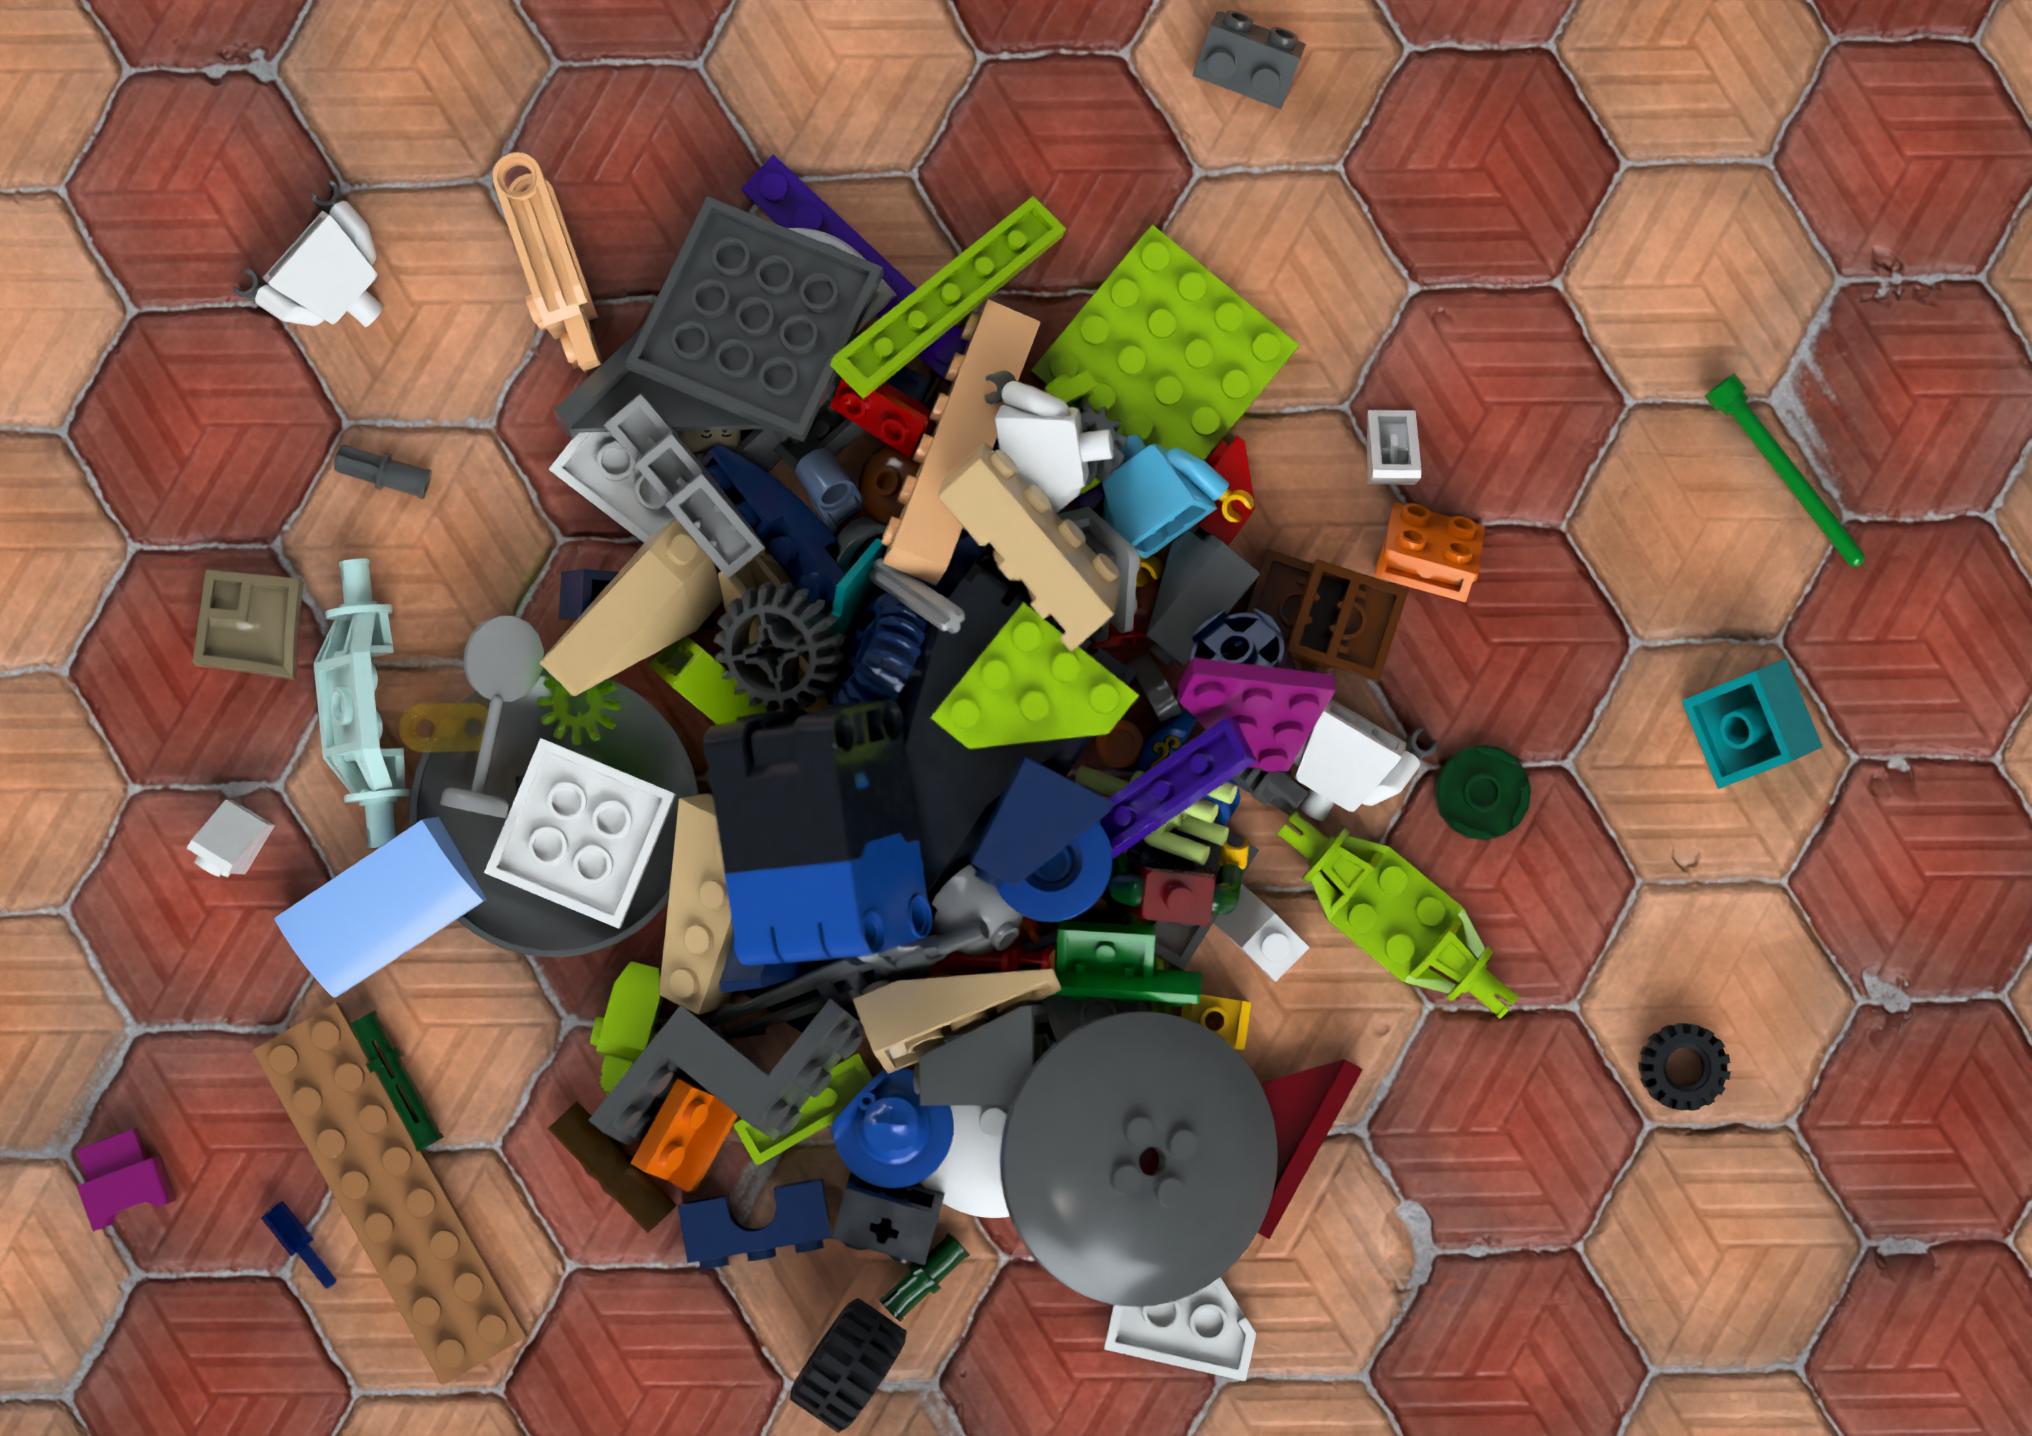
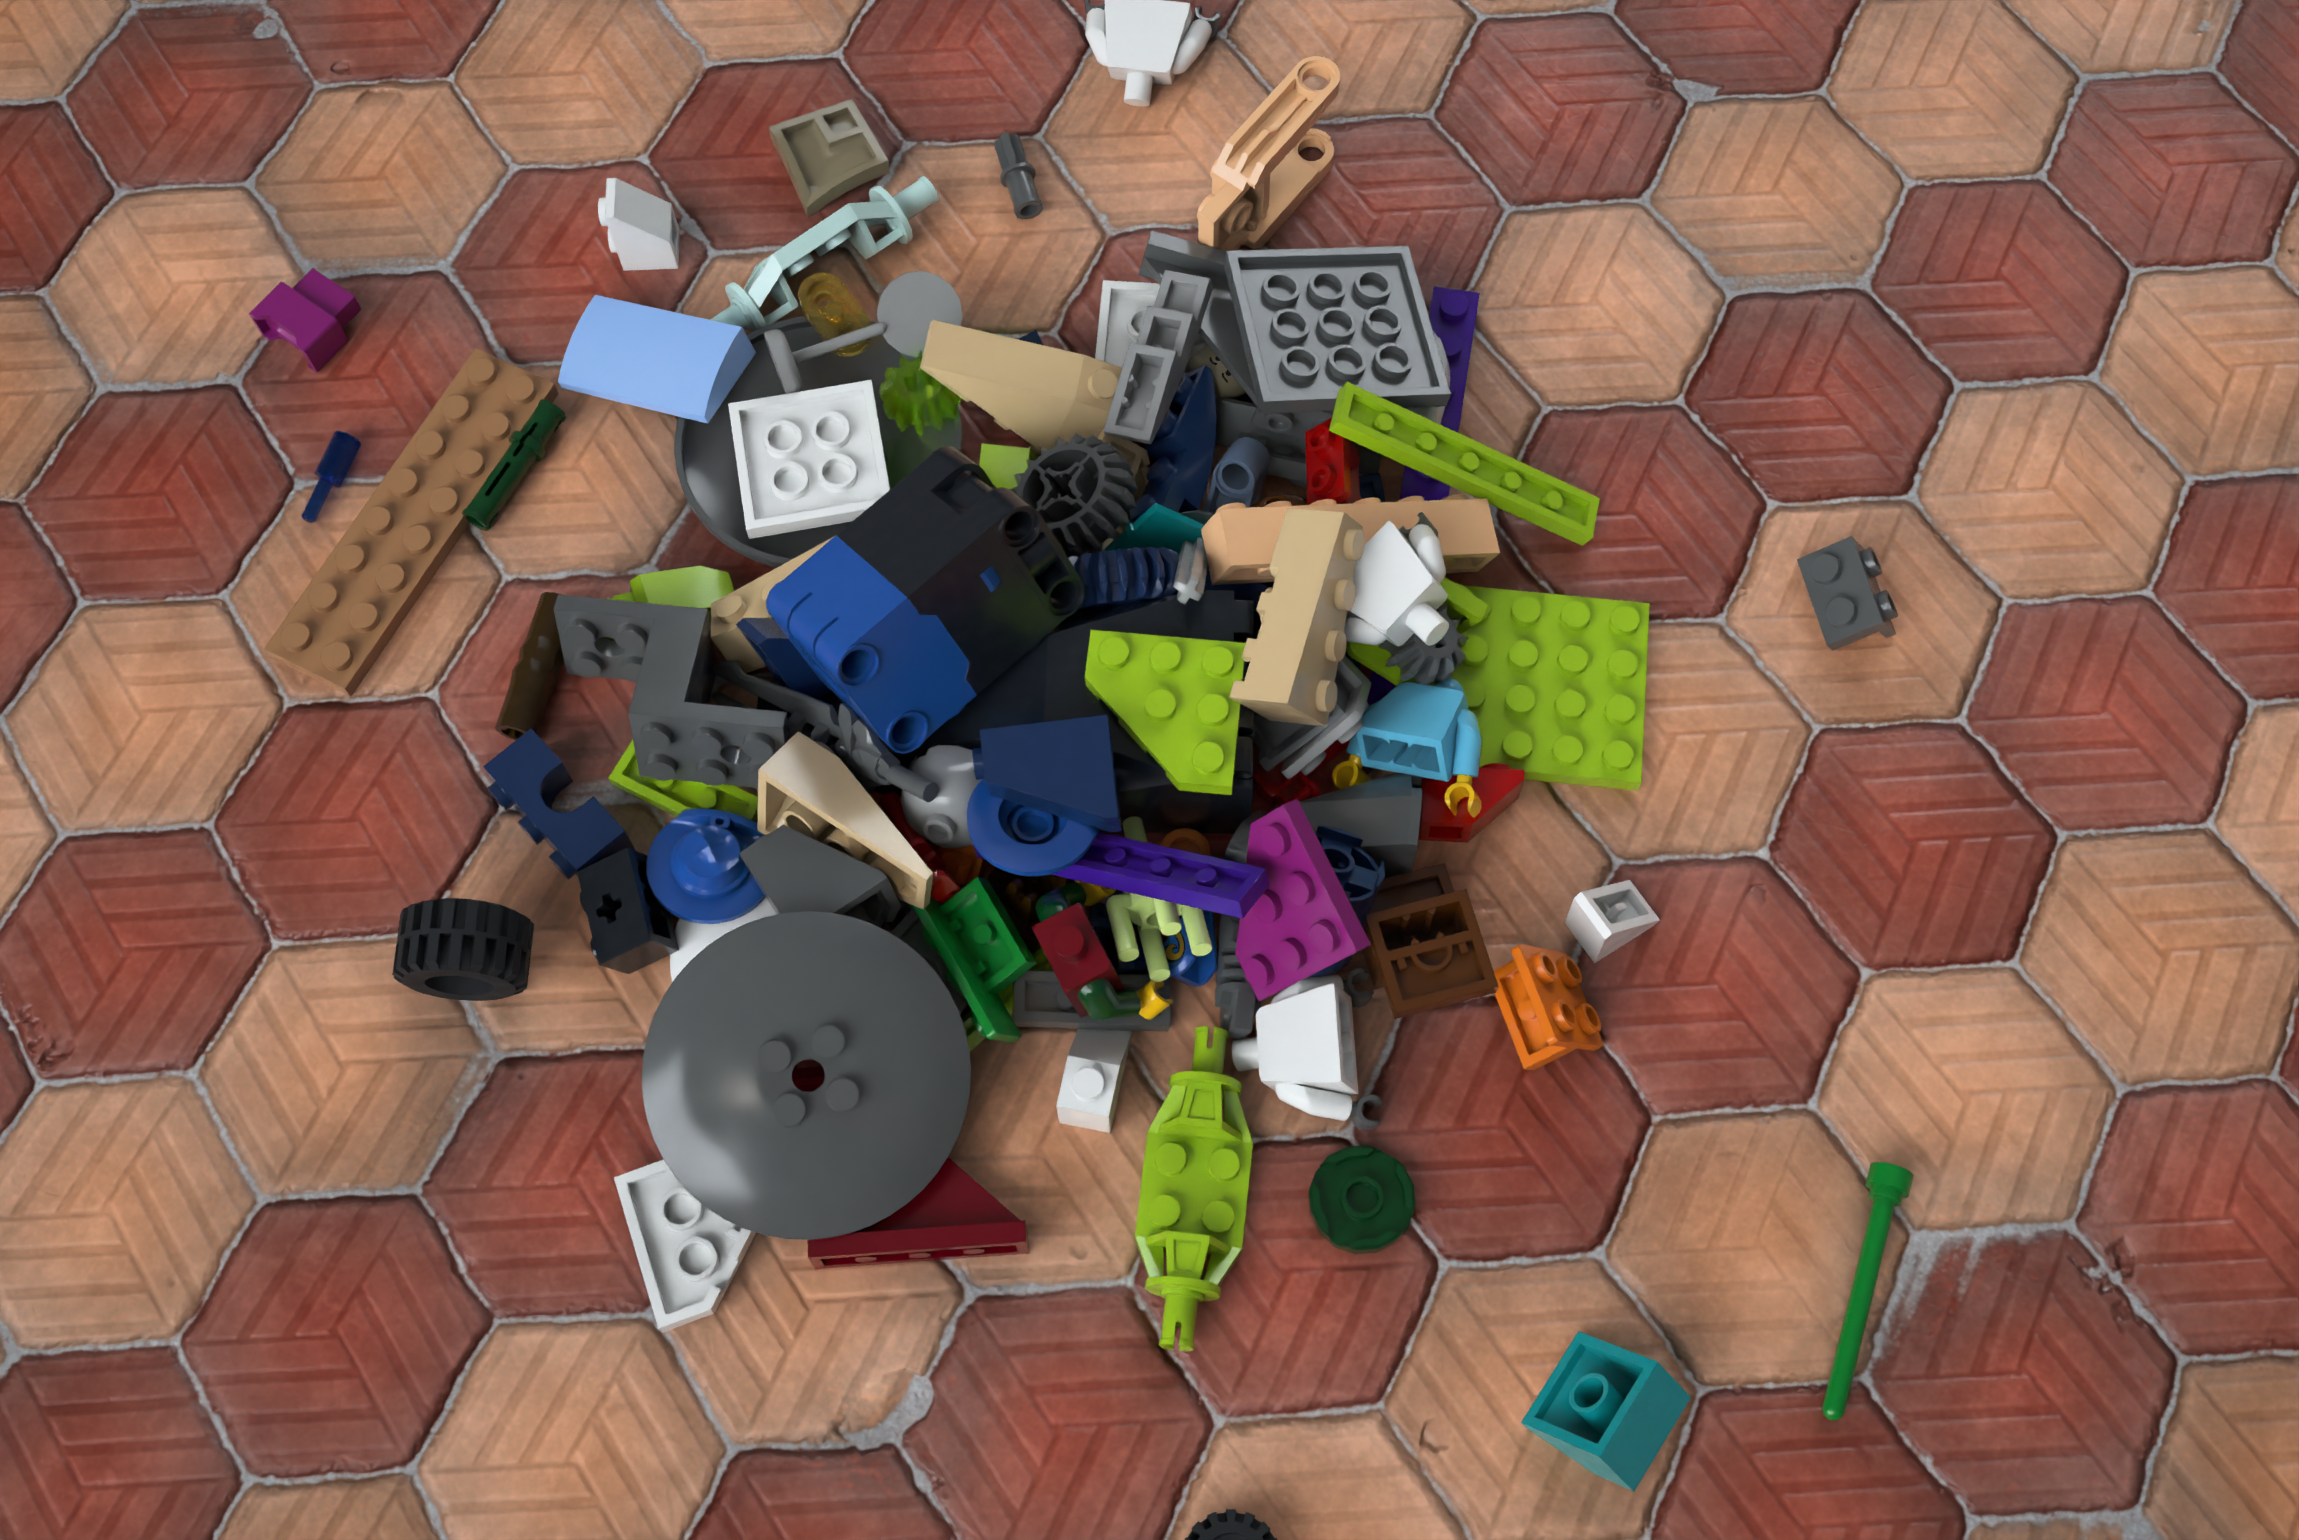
camera: 60 degrees right, 20 degrees down
(685, 1136) = (591, 700): orange bracket -> none
(924, 1278) = (590, 981): dark green pin -> none
(1234, 1014) = (1000, 1101): yellow brick -> none

